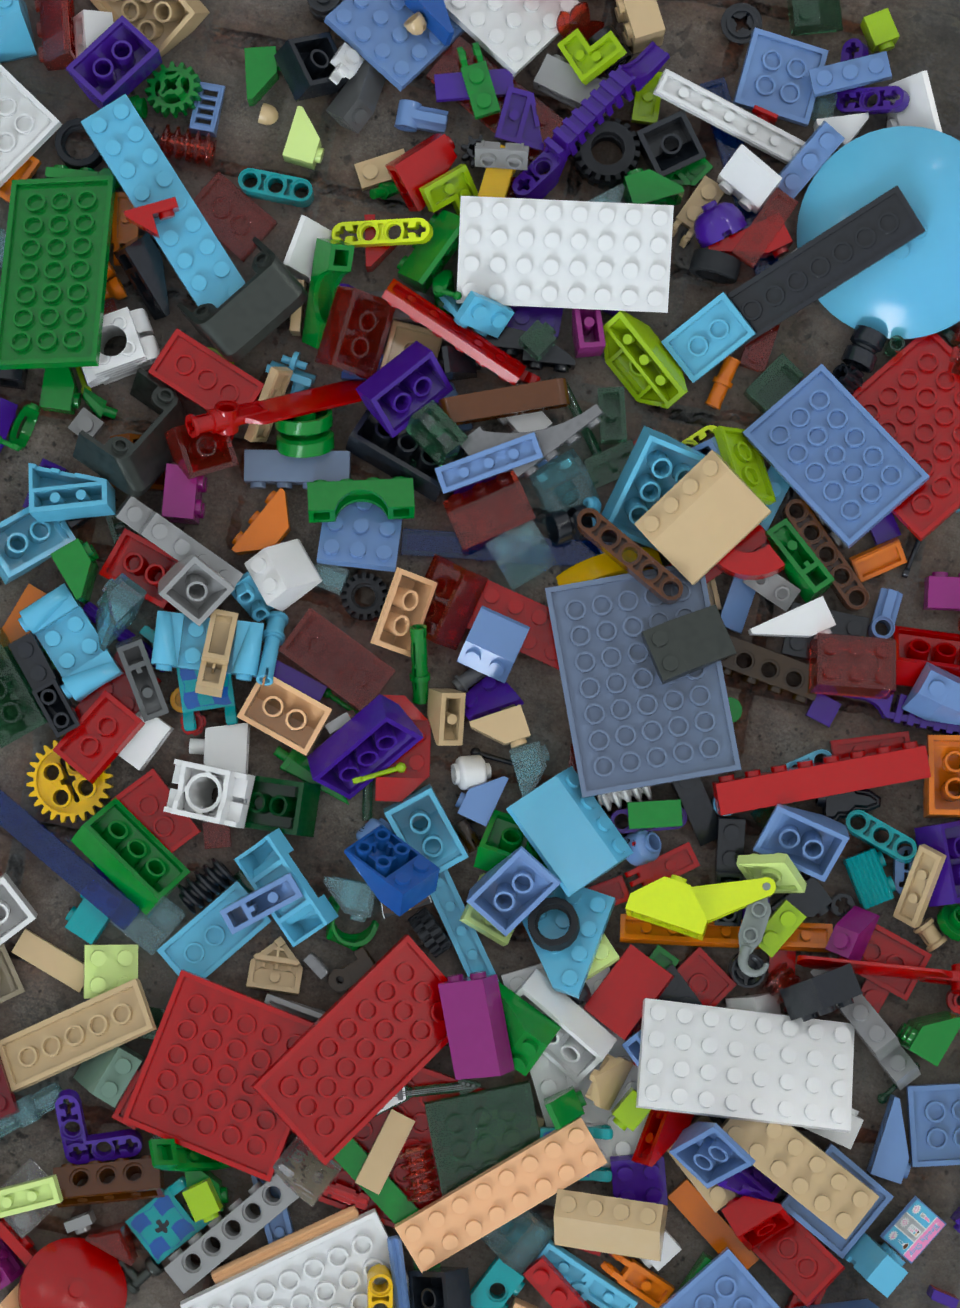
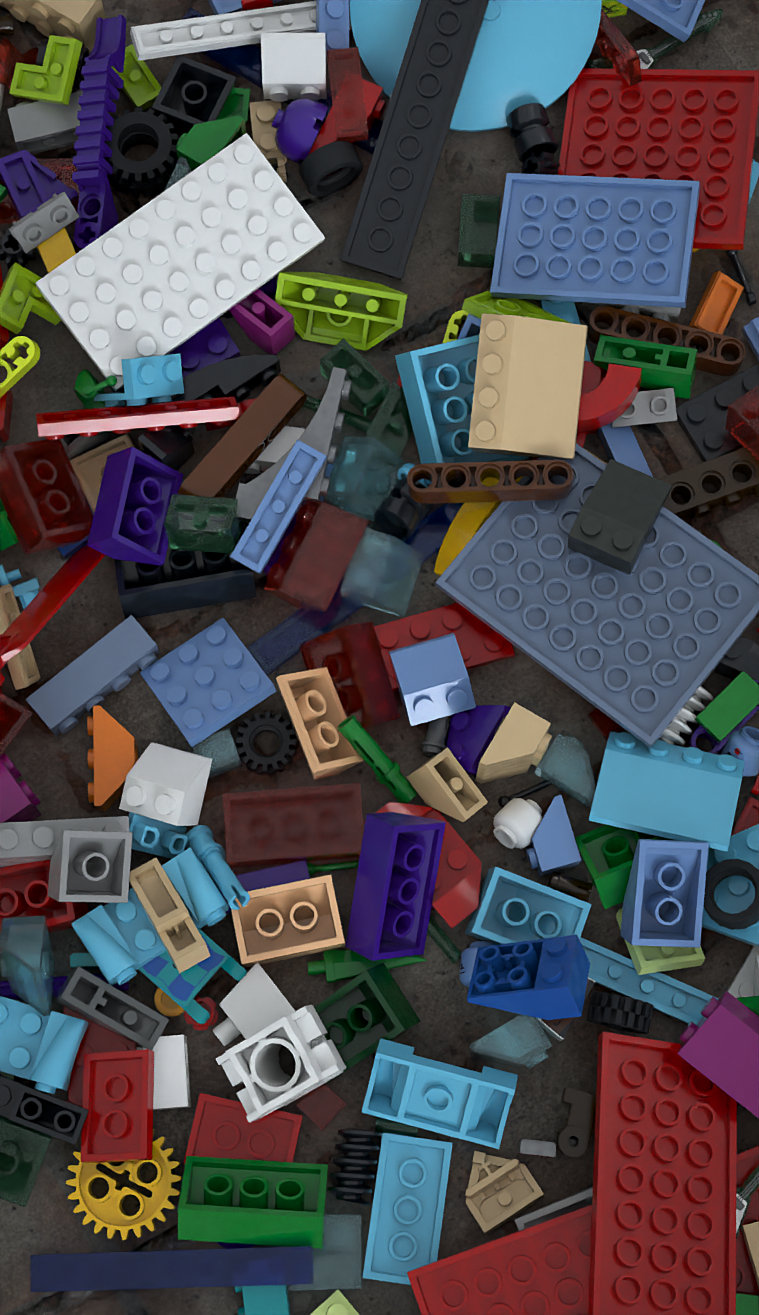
camera: 45 degrees left, 10 degrees down
(260, 903) = (429, 1129): medium blue slope -> none
(306, 435) = (73, 632): green wheel -> none
(338, 722) = (348, 882): light grey plate -> none
(351, 941) = (549, 1093): green helmet -> none
(391, 495) = (209, 622): green arch -> none
(400, 767) = (446, 876): lime hinge -> none
(431, 257) = (54, 372): green slope -> none
(538, 339) = (225, 361): clear green brick -> none
(708, 337) = (382, 232): medium azure plate -> none
(722, 382) = (430, 268): orange pin -> none
(758, 351) = (437, 216): clear red plate -> none
(800, 622) = (700, 416): white slope -> none
(885, 530) = (699, 276): dark purple tile -> none
(898, 341) = (557, 108): clear green piece -> none

